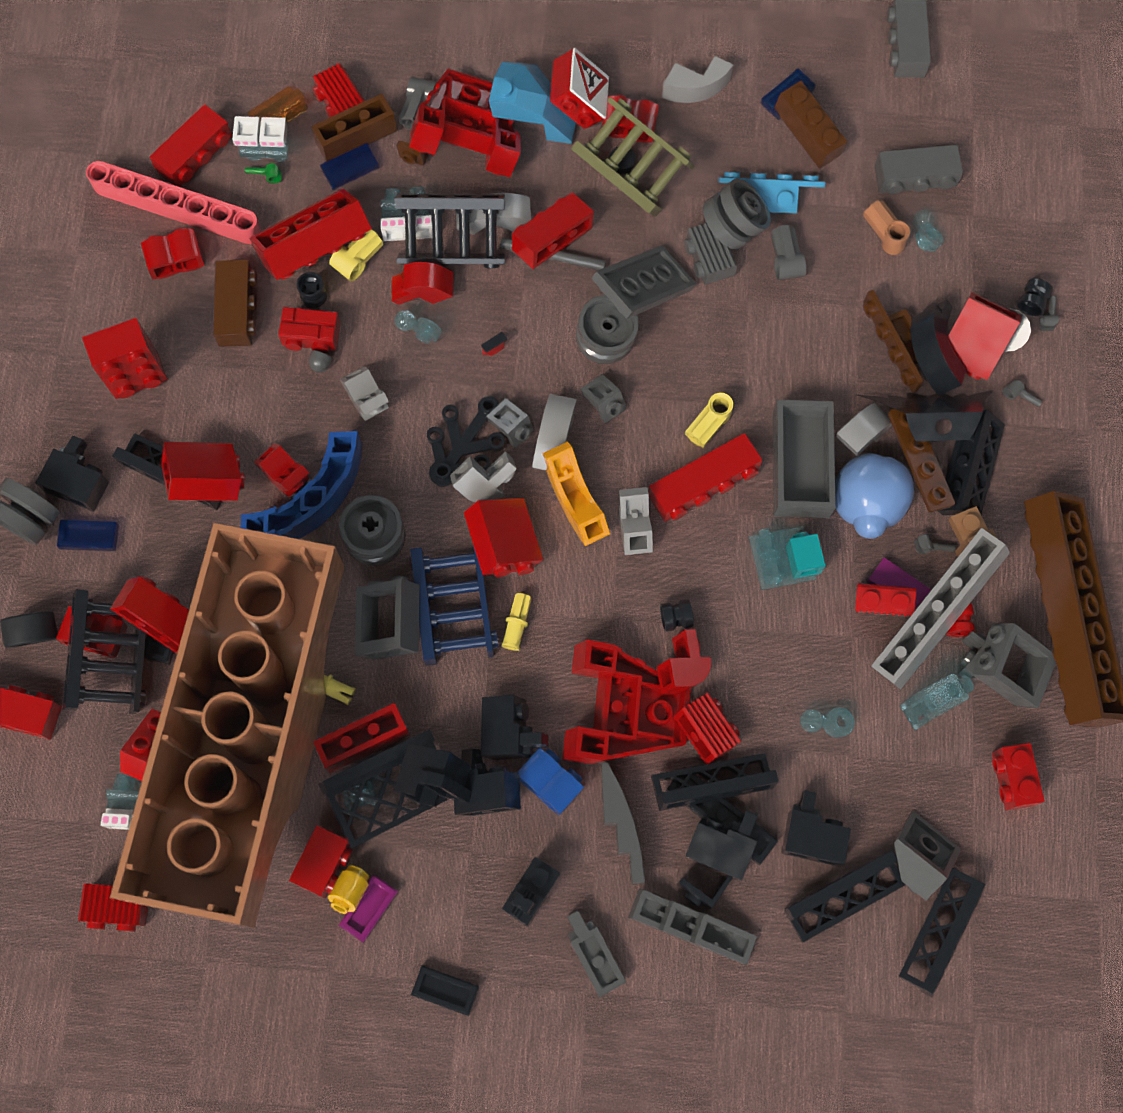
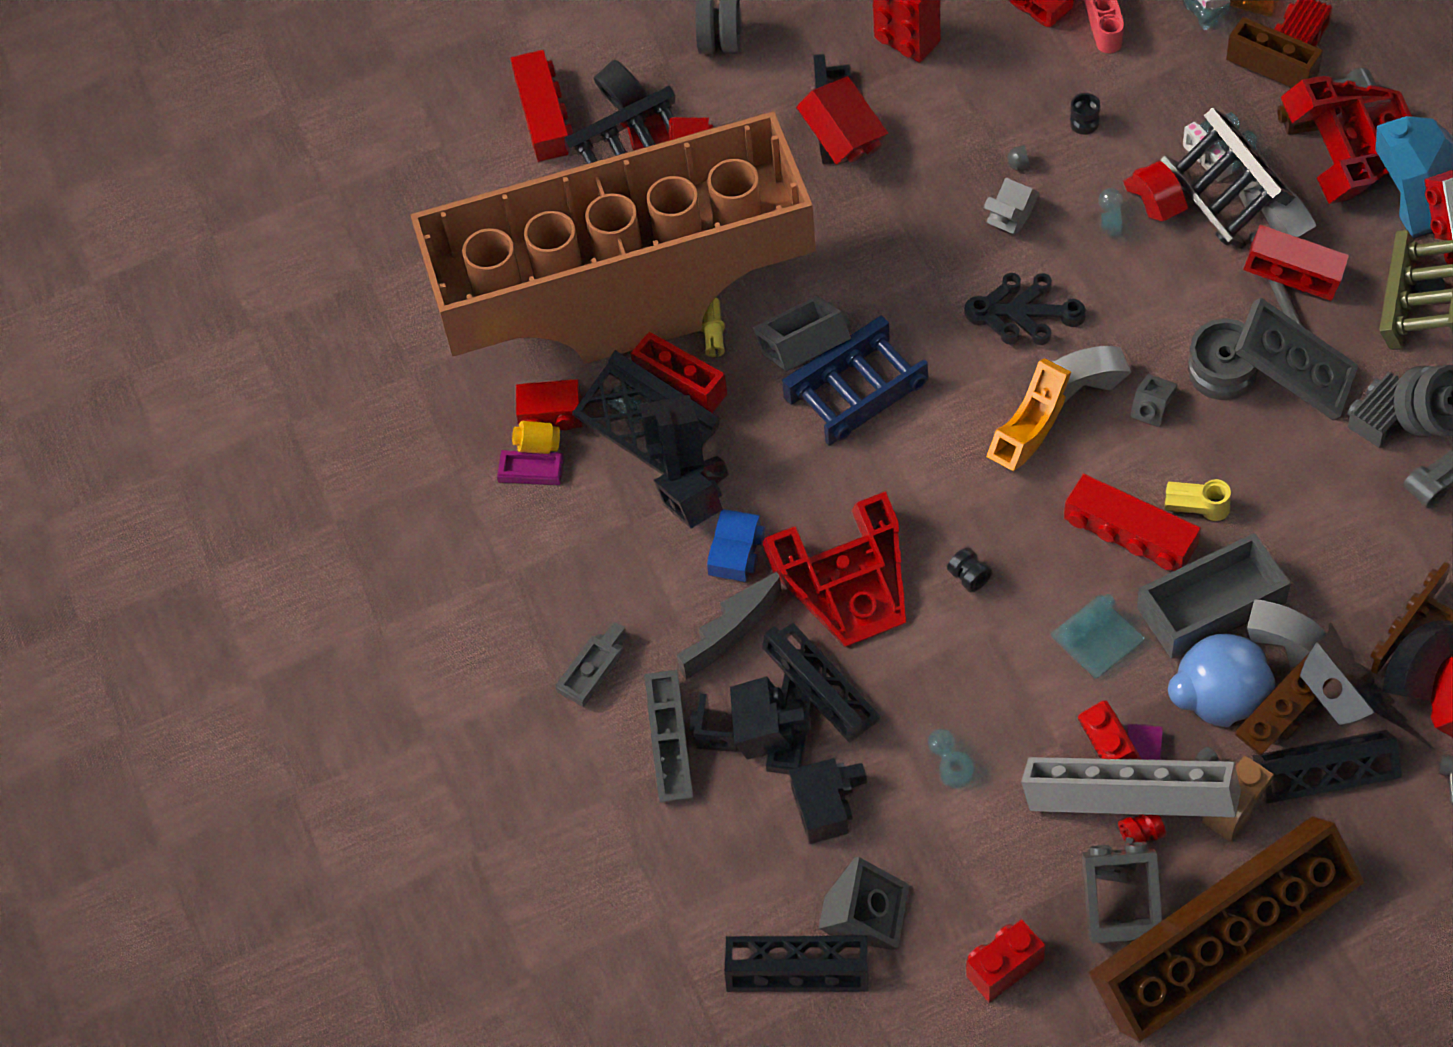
camera: 70 degrees right, 15 degrees down
(70, 479) = (776, 42): black hinge -> none
(87, 535) = (733, 85): clear blue tile -> none
(100, 909) = (412, 272): red brick -> none
(234, 303) = (1026, 64): reddish brown brick -> none
(271, 171) = (1179, 24): green hand -> none
(282, 469) = (891, 184): red brick -> none
(309, 329) = (1044, 133): red brick -> none
(311, 234) = (1134, 77): red brick -> none
(319, 497) = (880, 221): blue brick -> none
(349, 166) = (1237, 77): clear blue tile -> none
(352, 259) = (1139, 126): light yellow piece -> none
(374, 514) = (881, 280): dark grey wheel -> none
(445, 990) = (491, 565): black tile -> none
(482, 484) = (986, 337): light grey brick -> none
(494, 344) = (1141, 282): black piece -> none
(503, 536) = (945, 381): red brick -> none
(505, 729) = (760, 481): black hinge -> none
(511, 422) = (1068, 333): dark grey bracket -> none
(516, 622) = (872, 443): light yellow axle -> none
(531, 892) = (618, 580): black hinge -> none
(635, 521) = (1041, 487): light grey brick -> none
(687, 667) = (913, 602): red brick -> none
(708, 728) = (871, 650): red brick -> none
(805, 555) = (1108, 647): teal brick -> none
(839, 886) = (782, 844): black fence -> none
(937, 700) = (1038, 842): clear light blue torso -> none

